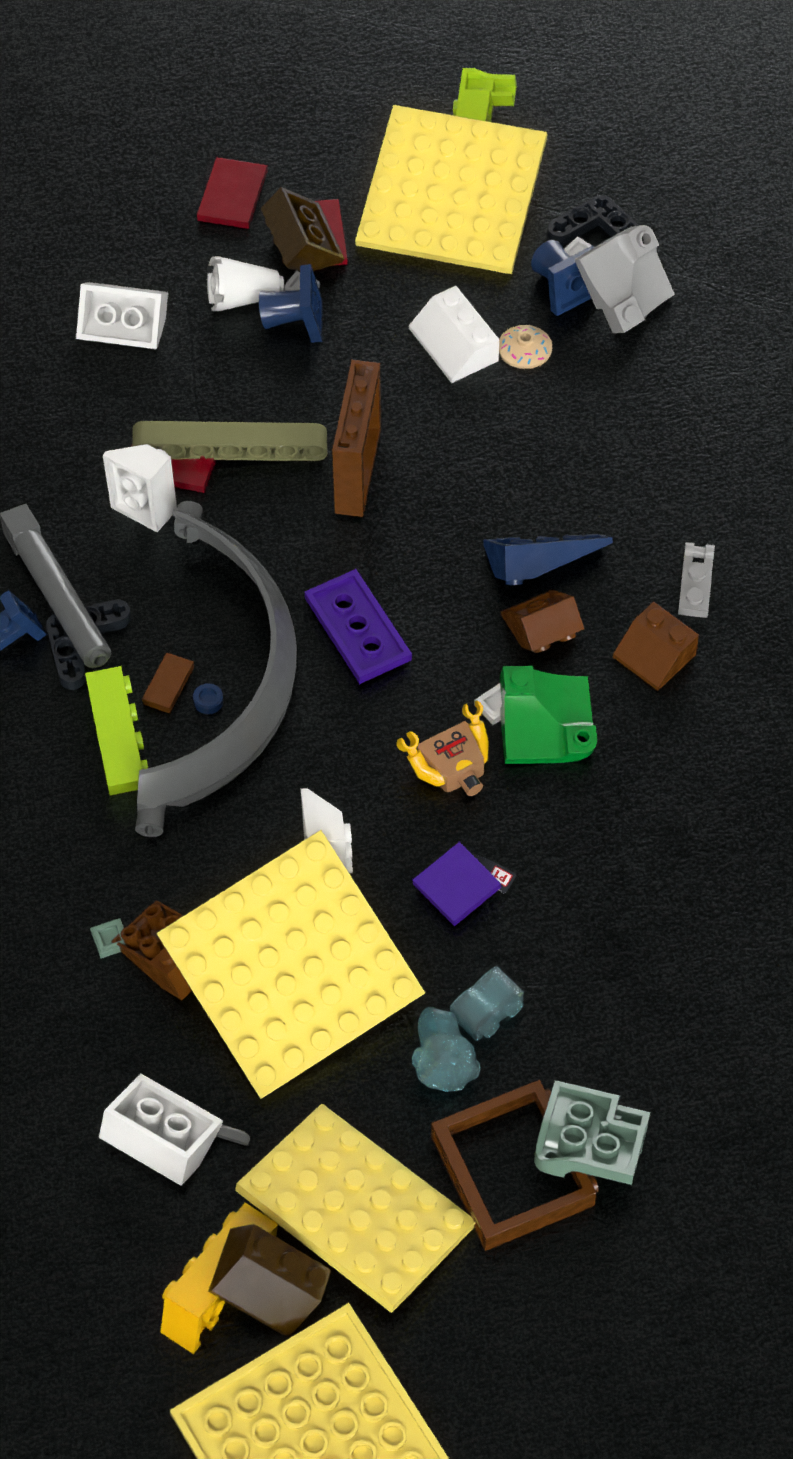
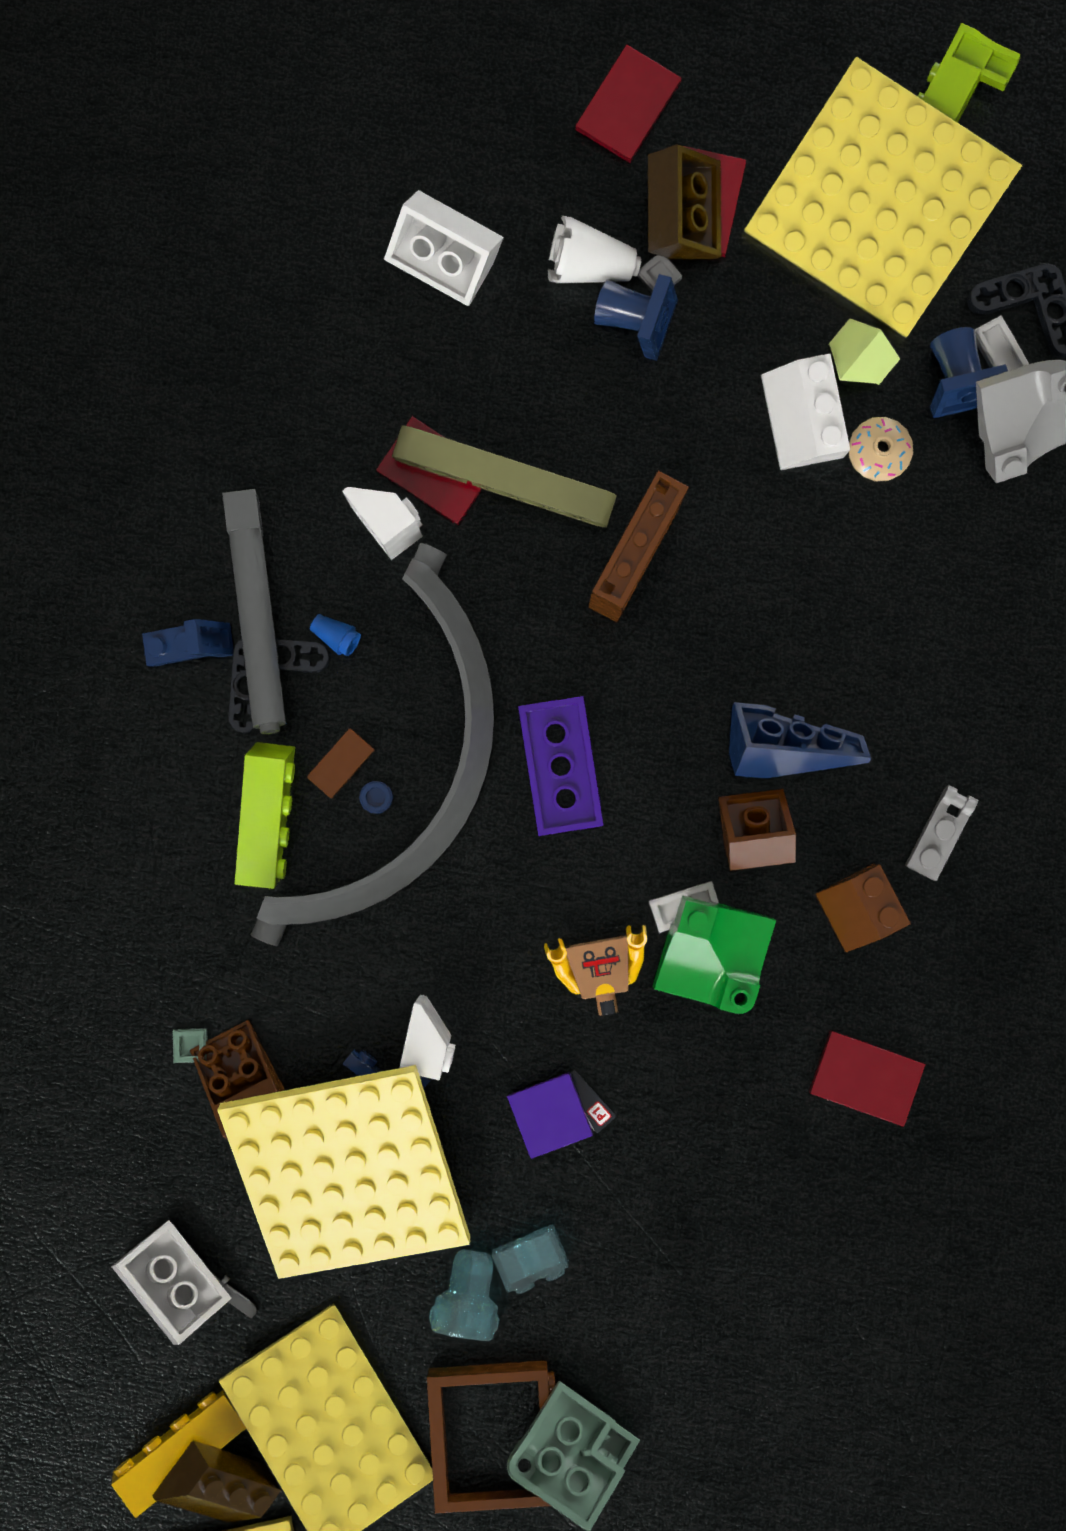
camera: 20 degrees right, 30 degrees up
(130, 590) = (337, 635): none -> blue cone
(485, 285) = (862, 353): none -> yellowish green slope
(720, 773) = (867, 1078): none -> dark red tile

